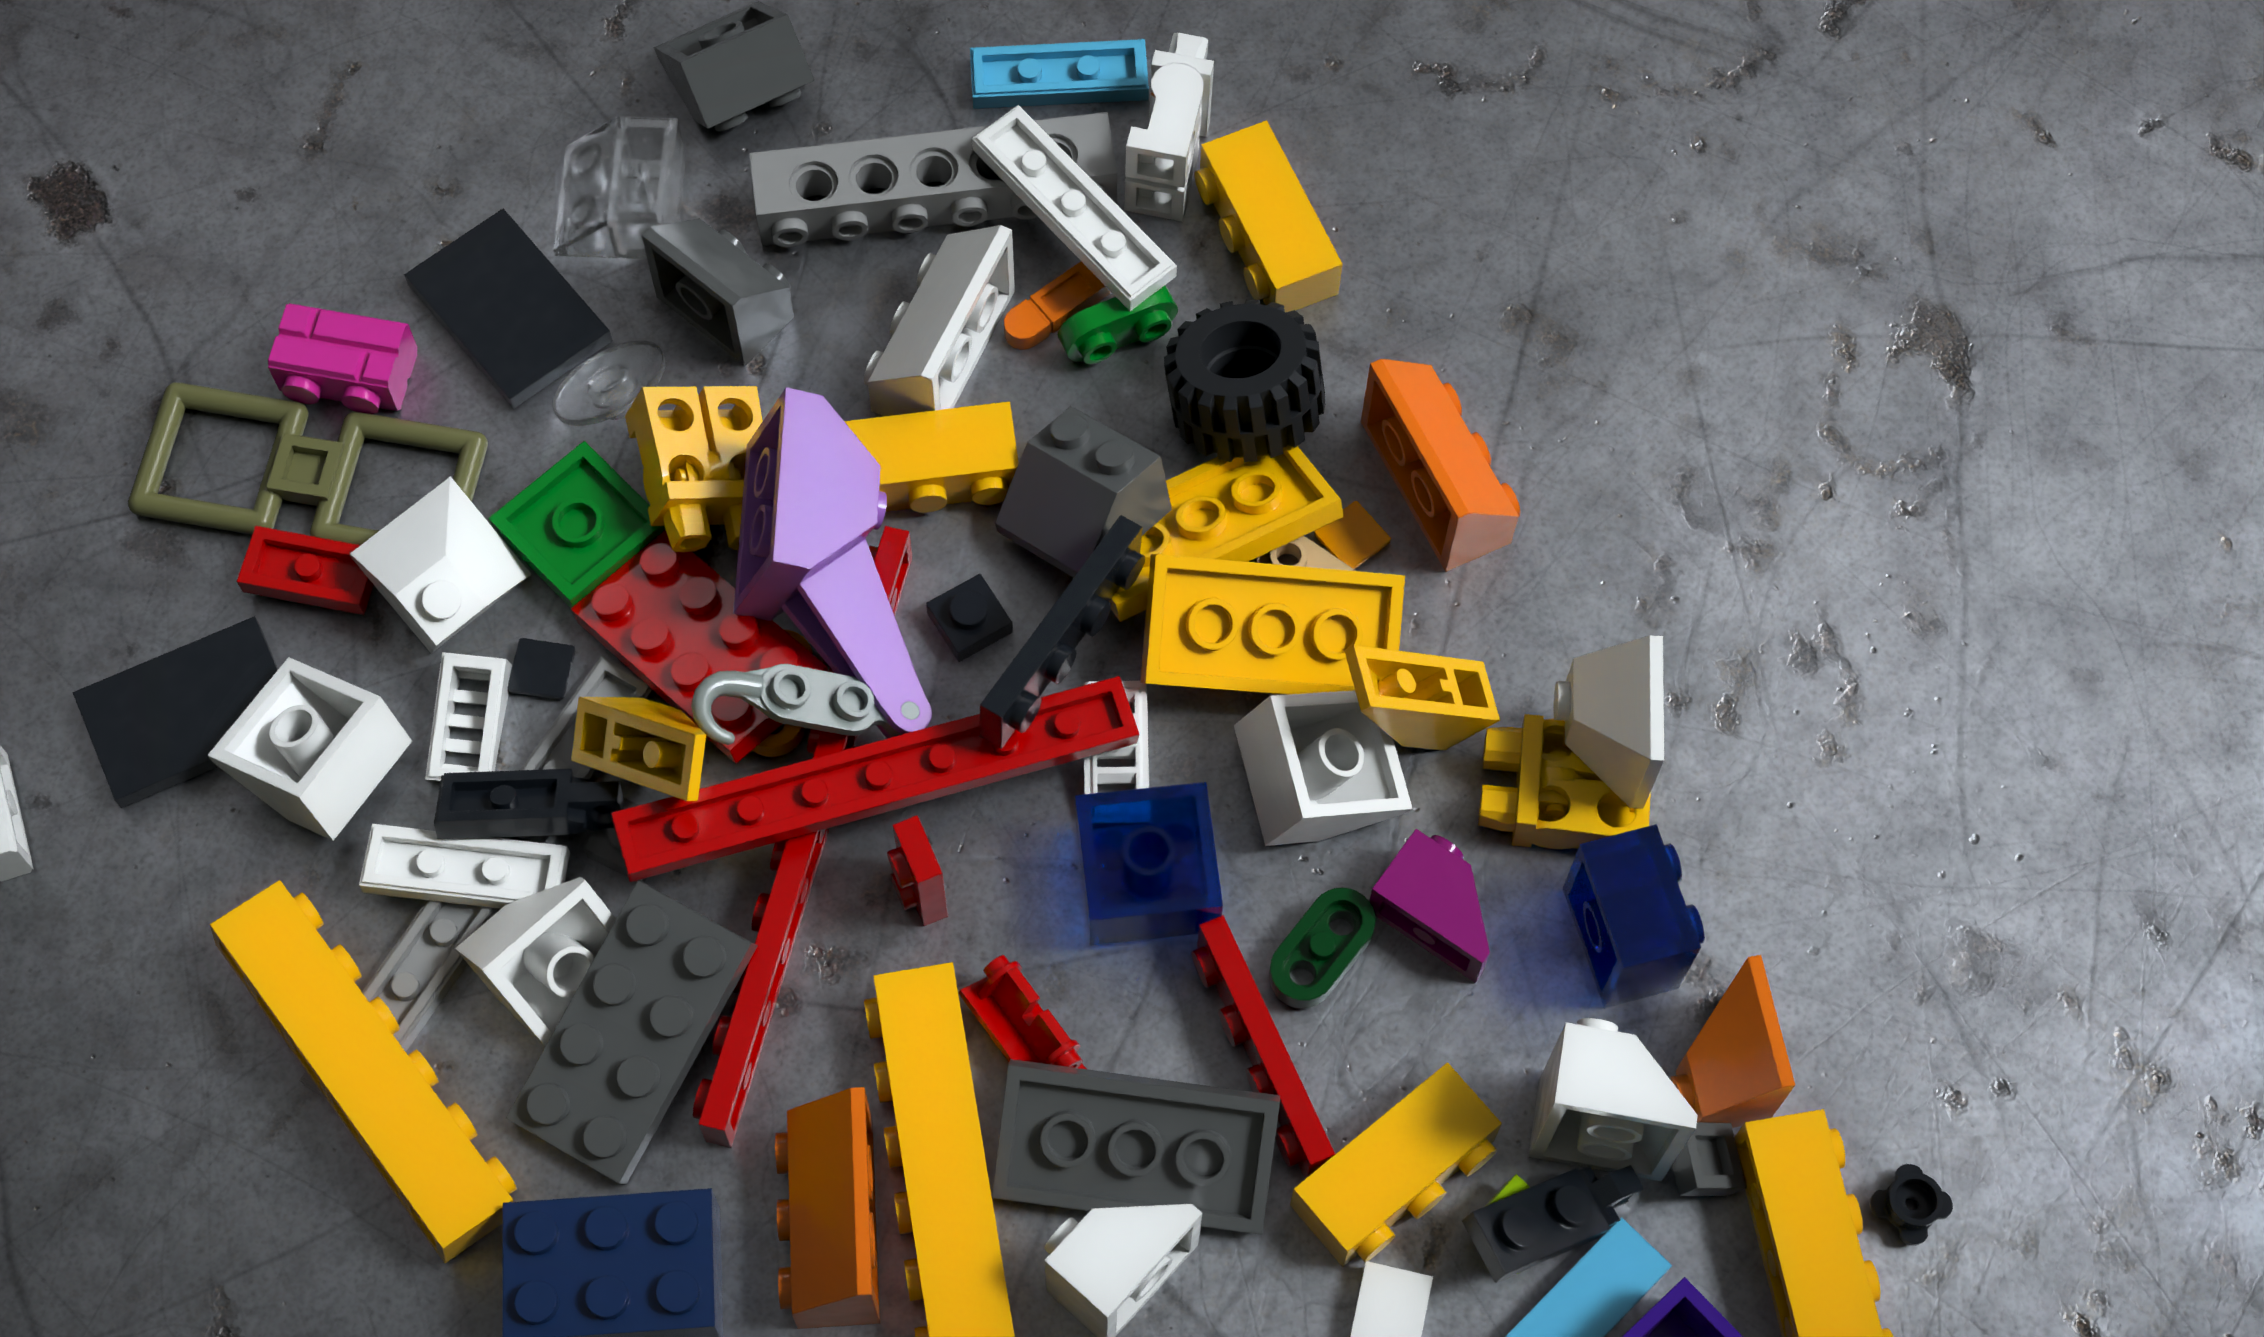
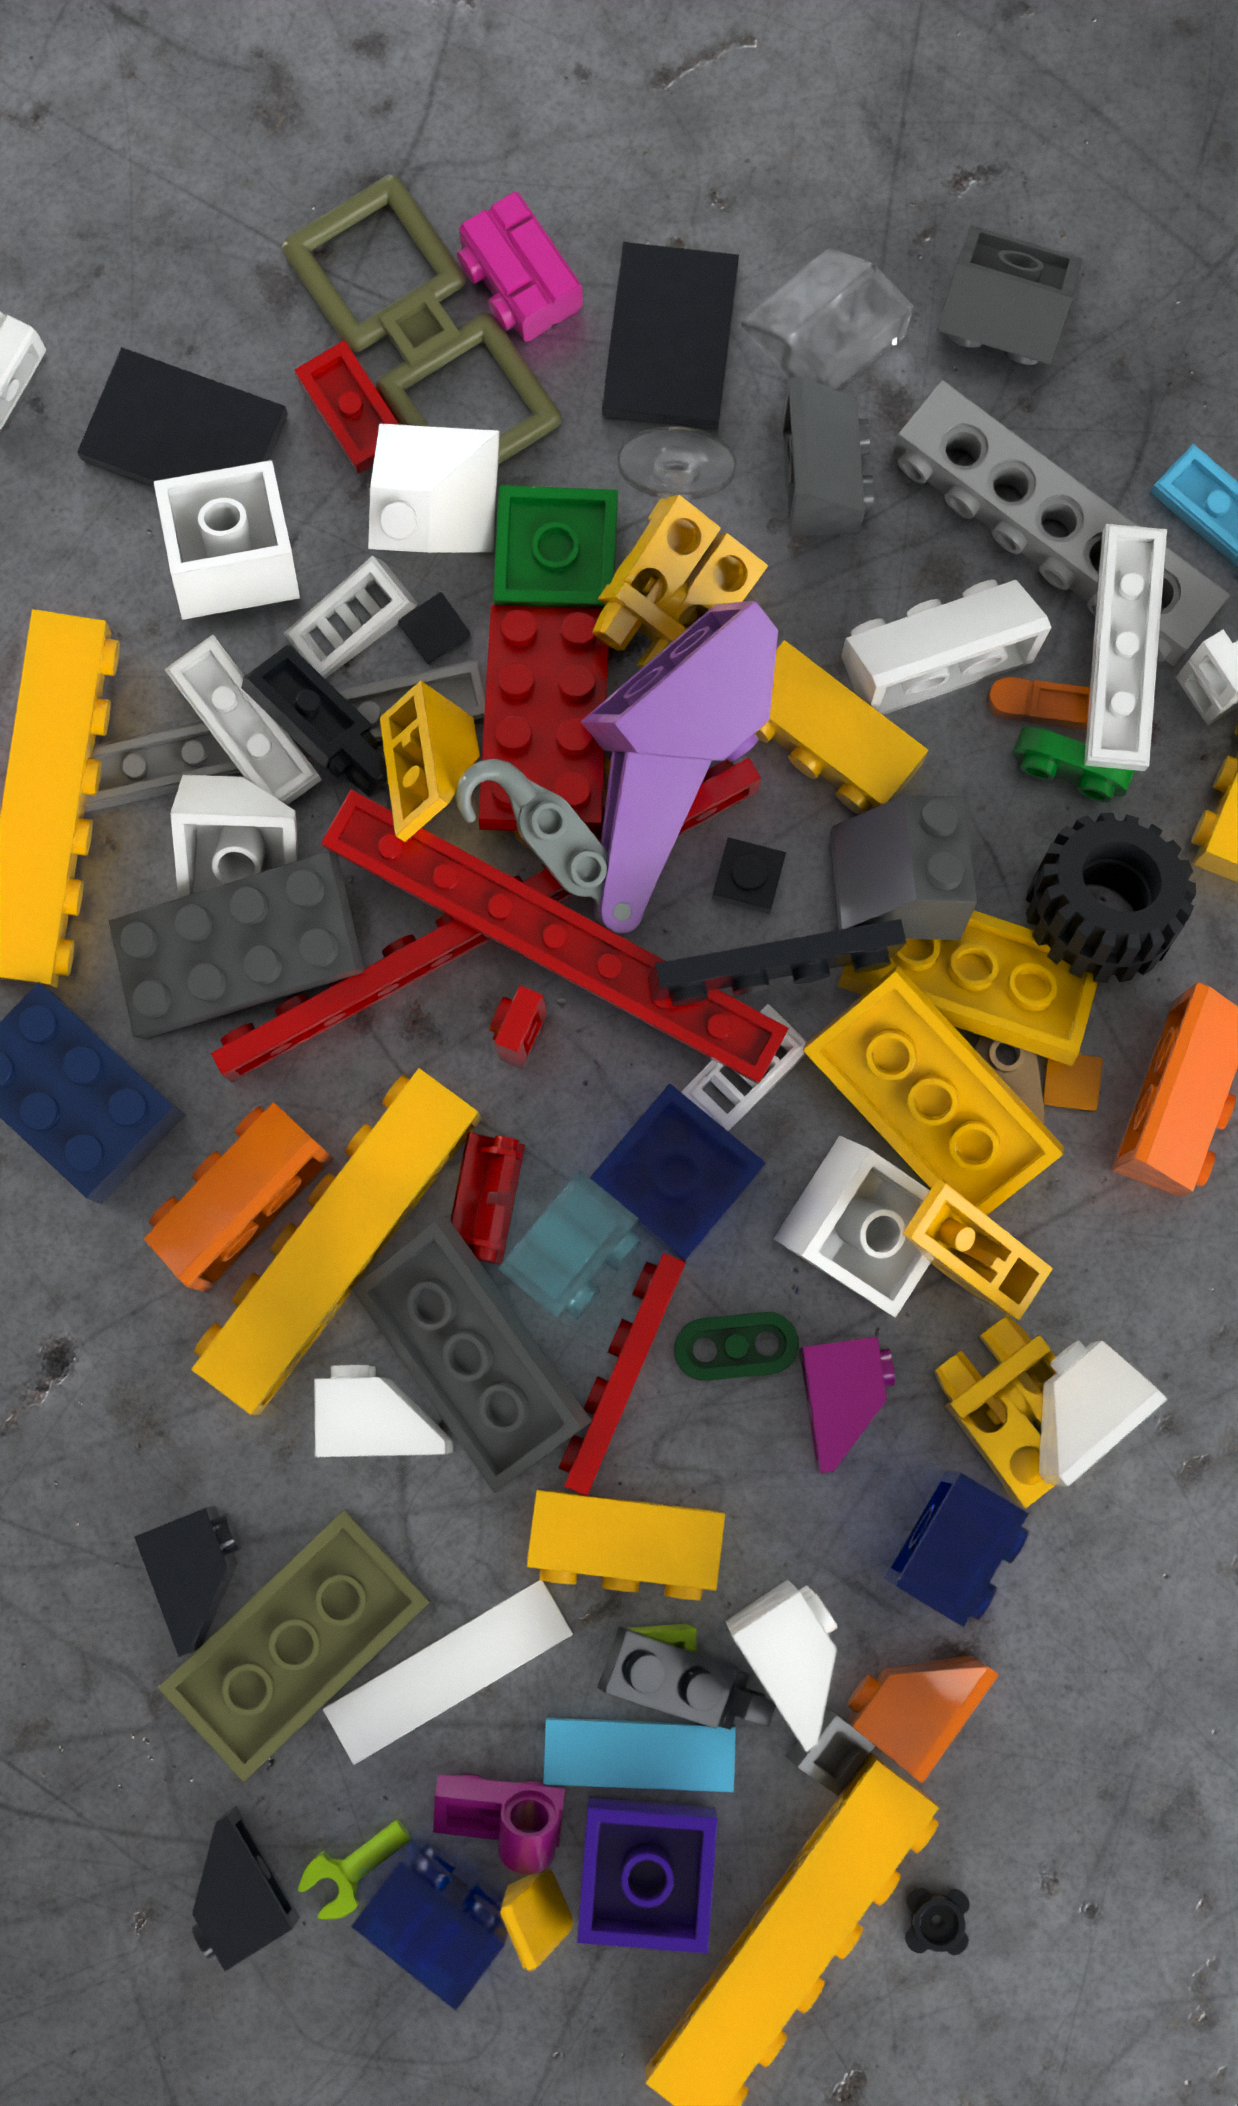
camera: 50 degrees right, 15 degrees up
(1128, 988) = (571, 1248): none -> clear light blue brick

